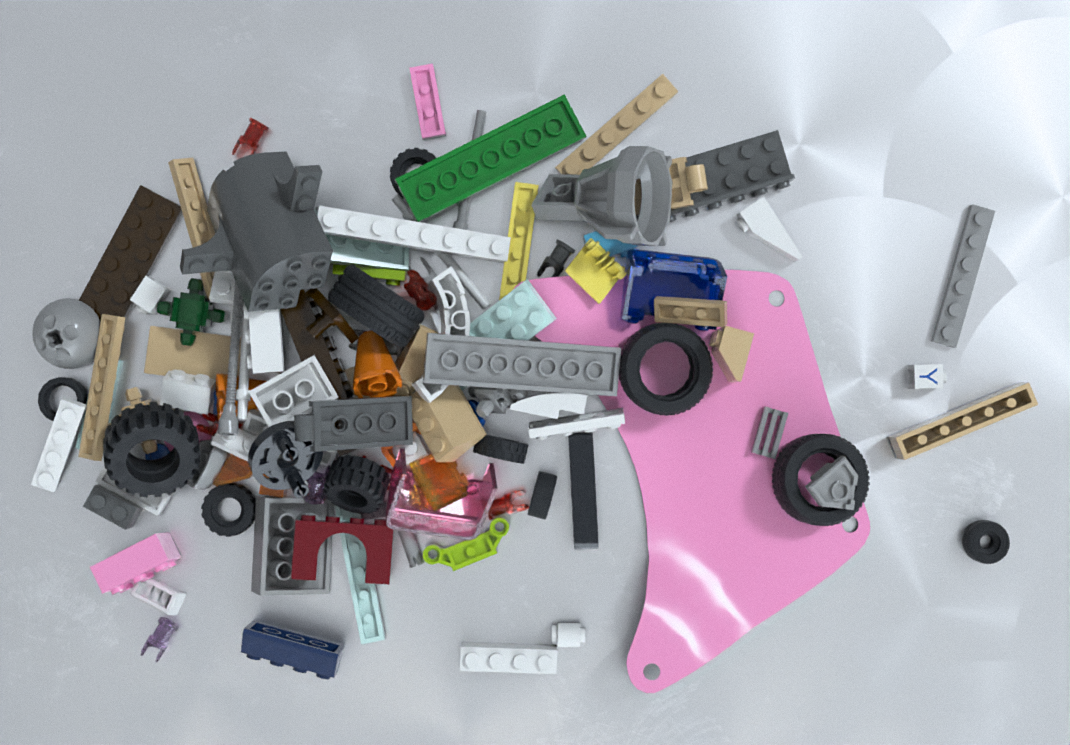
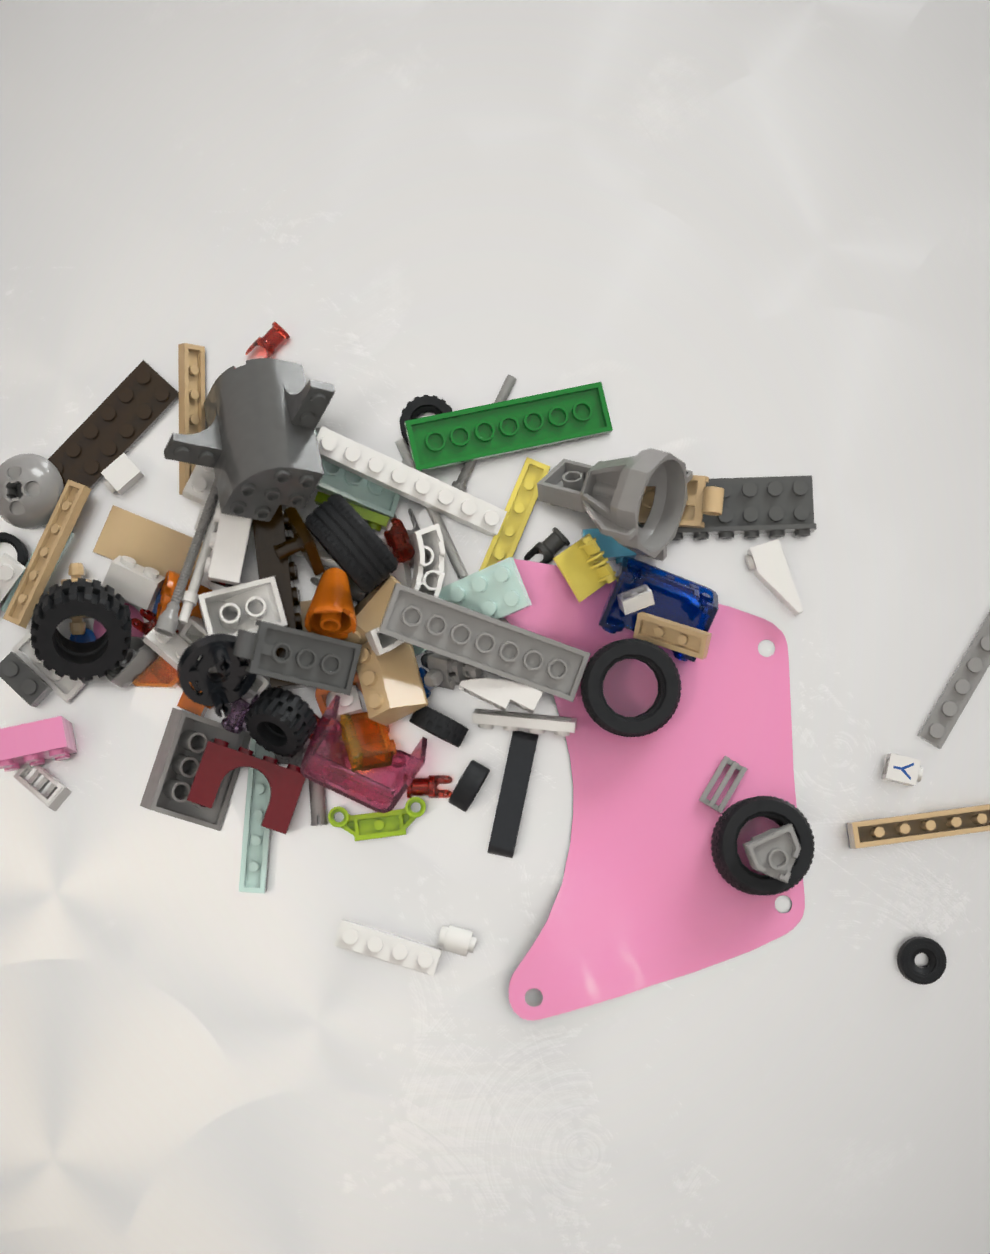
camera: 10 degrees right, 5 degrees down
(160, 637) = (32, 828): clear purple piece -> none
(191, 312) = (159, 502): dark green piece -> none
(211, 515) = (124, 704): black tyre -> none
(292, 649) = (164, 877): dark blue slope -> none
(427, 101) = (459, 352): bright pink plate -> none
(619, 127) = (649, 429): tan plate -> none
(648, 286) = (635, 599): none -> white piece
(731, 351) = (702, 685): tan slope -> none

